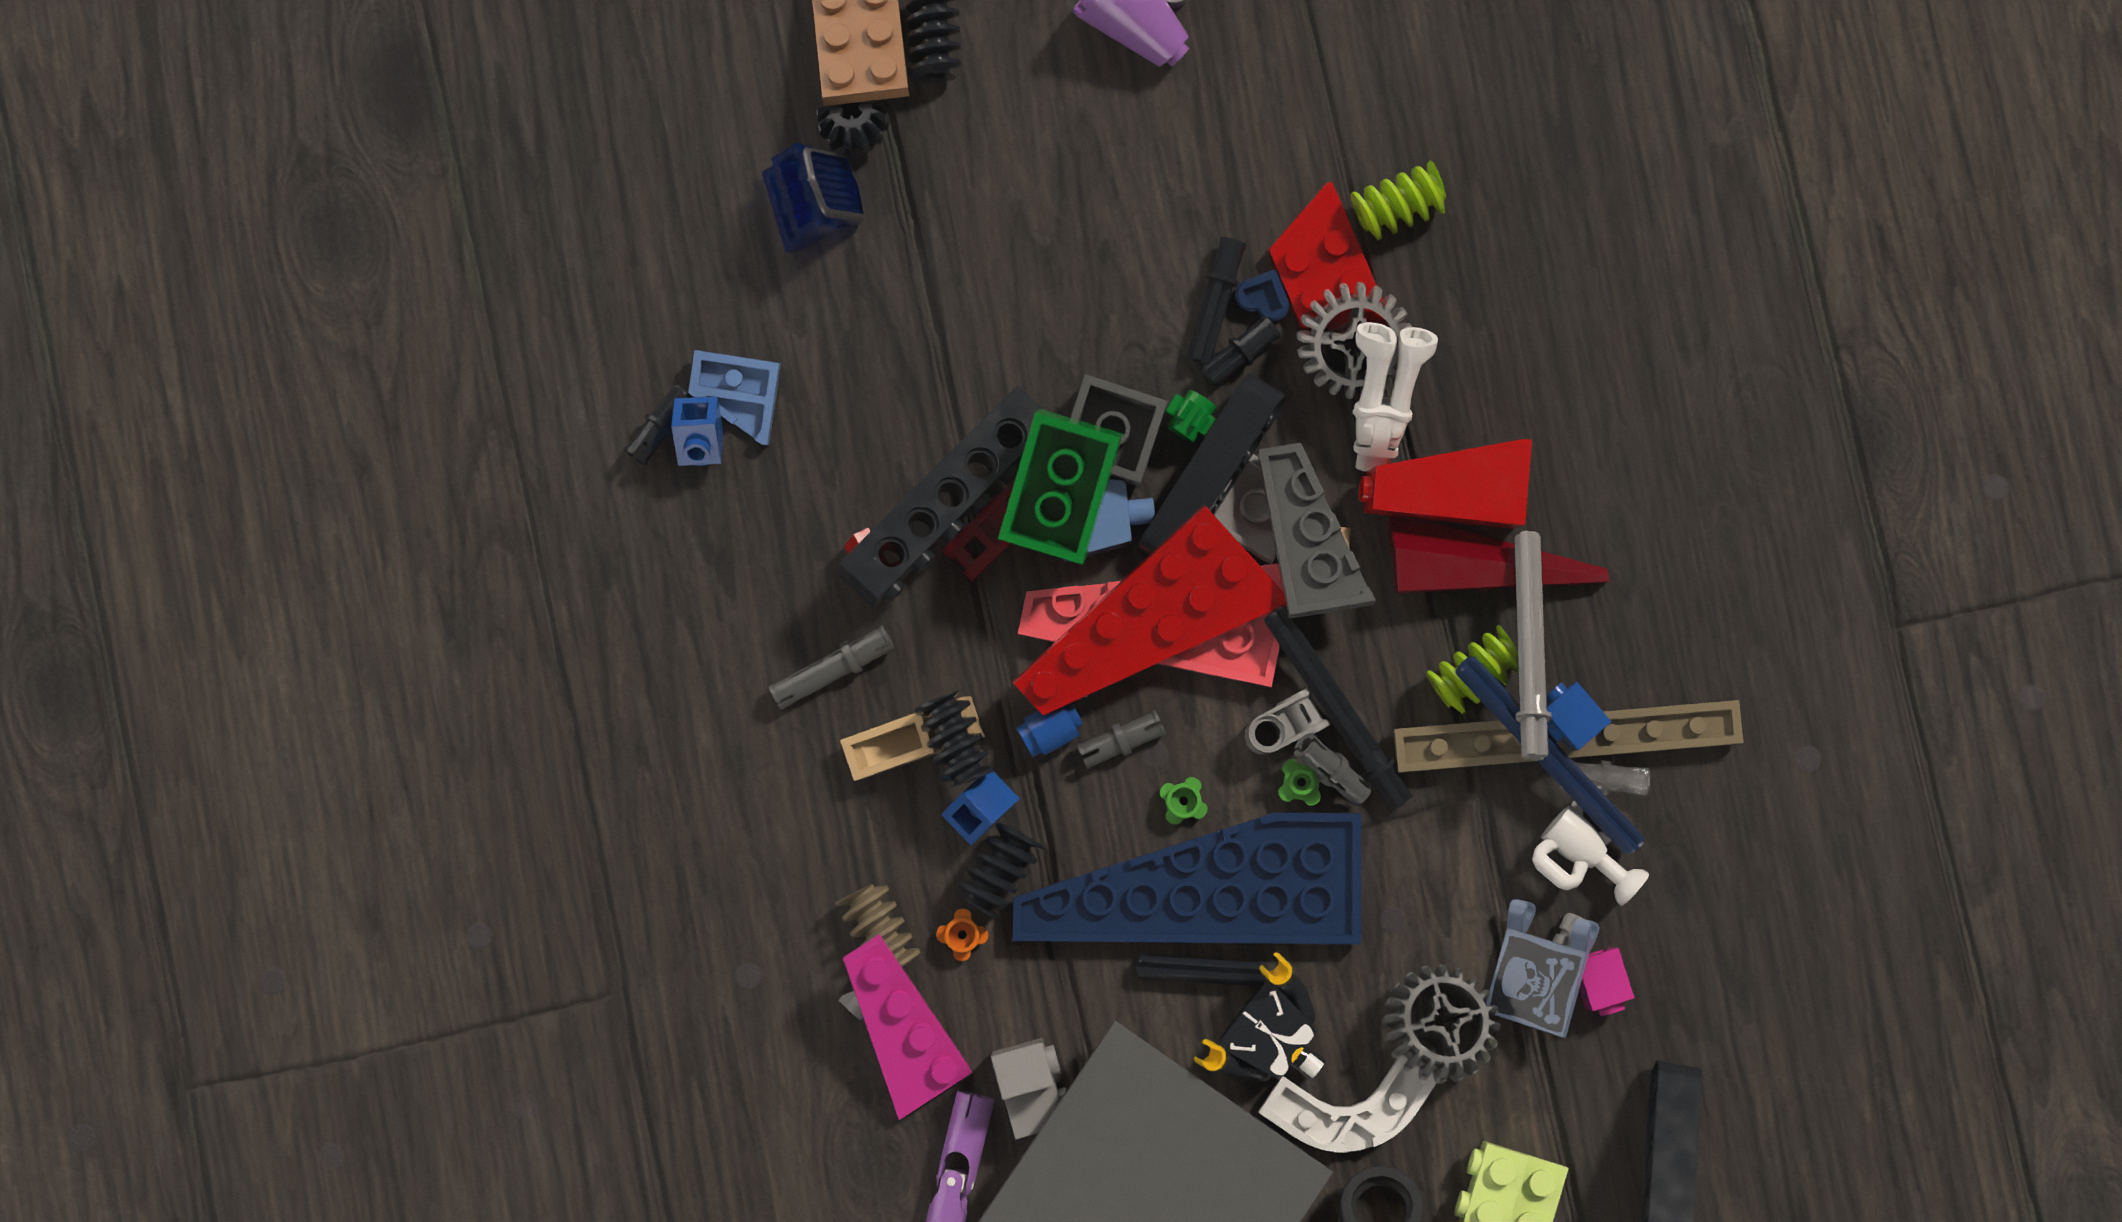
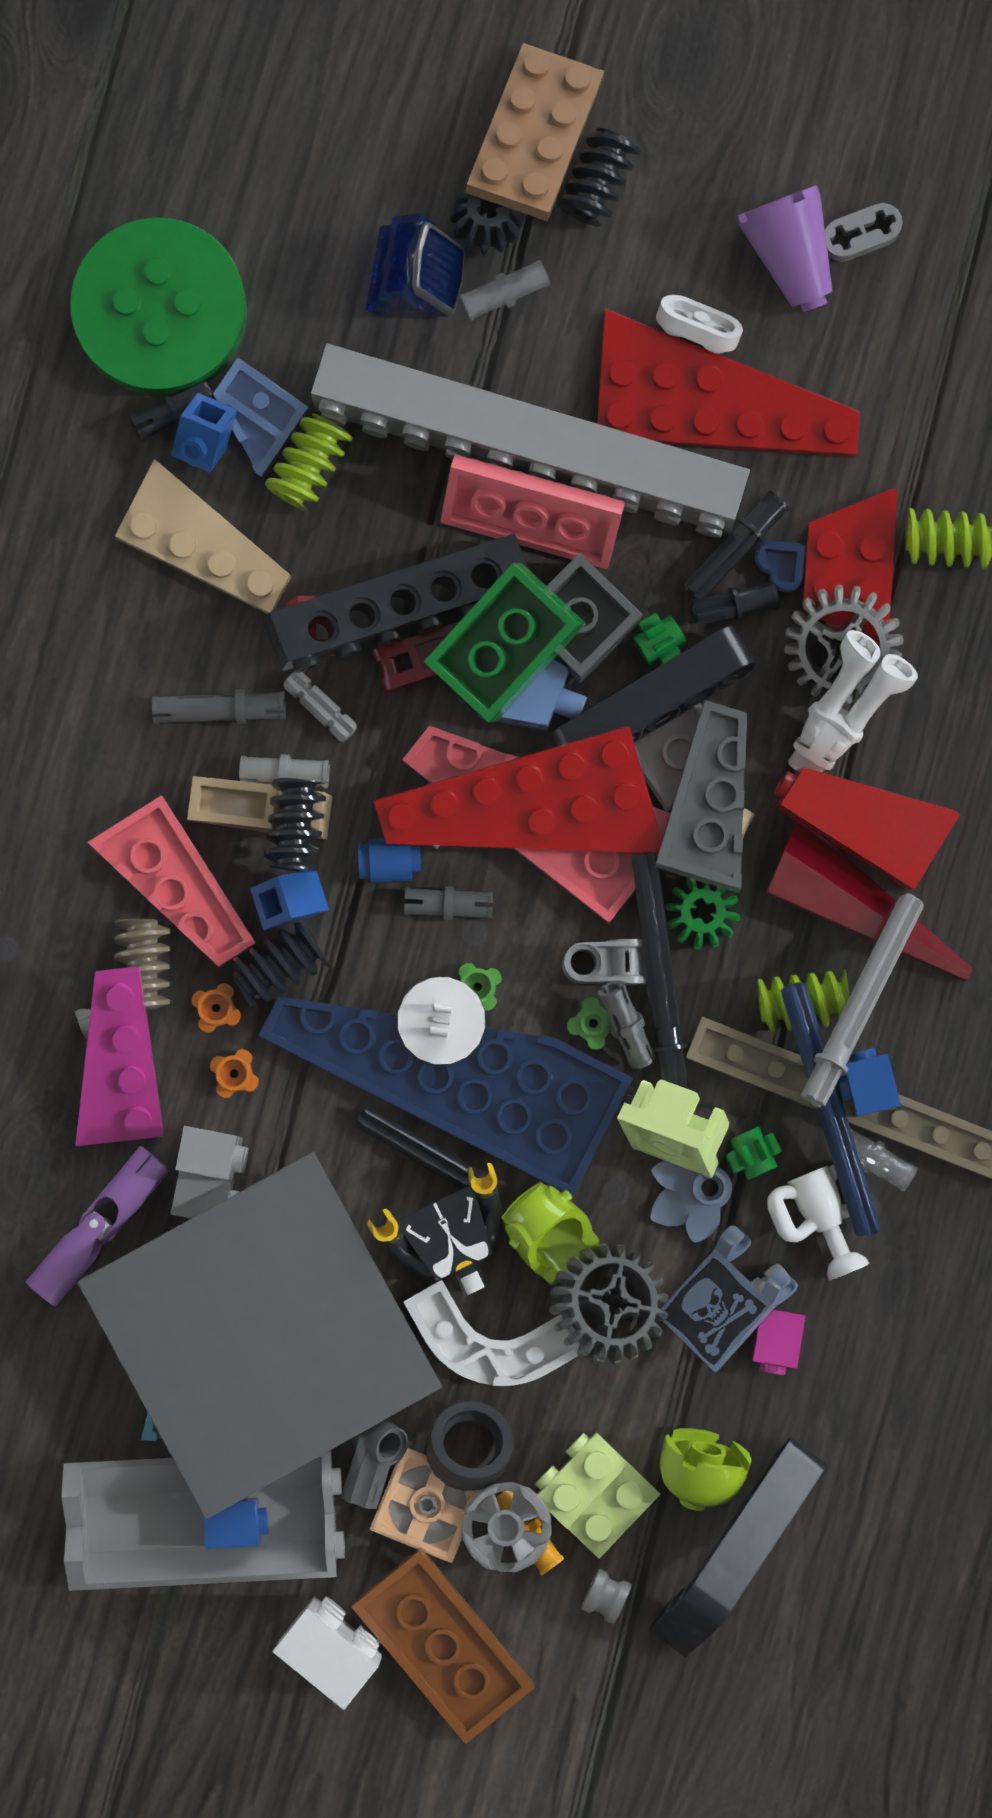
camera: 30 degrees right, 0 degrees up
(601, 339) = (158, 306): none -> green brick
(734, 528) = (192, 537): none -> tan wing
(802, 411) = (307, 460): none -> lime piece
(861, 835) = (168, 870): none -> coral wing
(900, 175) = (505, 290): none -> clear pin
(909, 698) = (267, 769): none -> light grey pin
(921, 621) = (320, 706): none -> light grey axle
(990, 297) = (528, 440): none -> light grey brick
(1007, 972) = (223, 1066): none -> orange plate
(1024, 355) = (537, 510): none -> coral plate
(1085, 121) = (699, 323): none -> white plate
(1108, 188) = (702, 399): none -> red wing
(1168, 847) = (441, 1020): none -> white piece
(1349, 652) = (696, 926): none -> green gear
(1354, 985) = (548, 1230): none -> lime helmet
(1418, 841) = (665, 1127): none -> yellowish green panel
(1458, 898) = (685, 1203): none -> sand blue plate
(1499, 827) = (753, 1153): none -> green gear
(1595, 1128) = (702, 1470): none -> lime cylinder

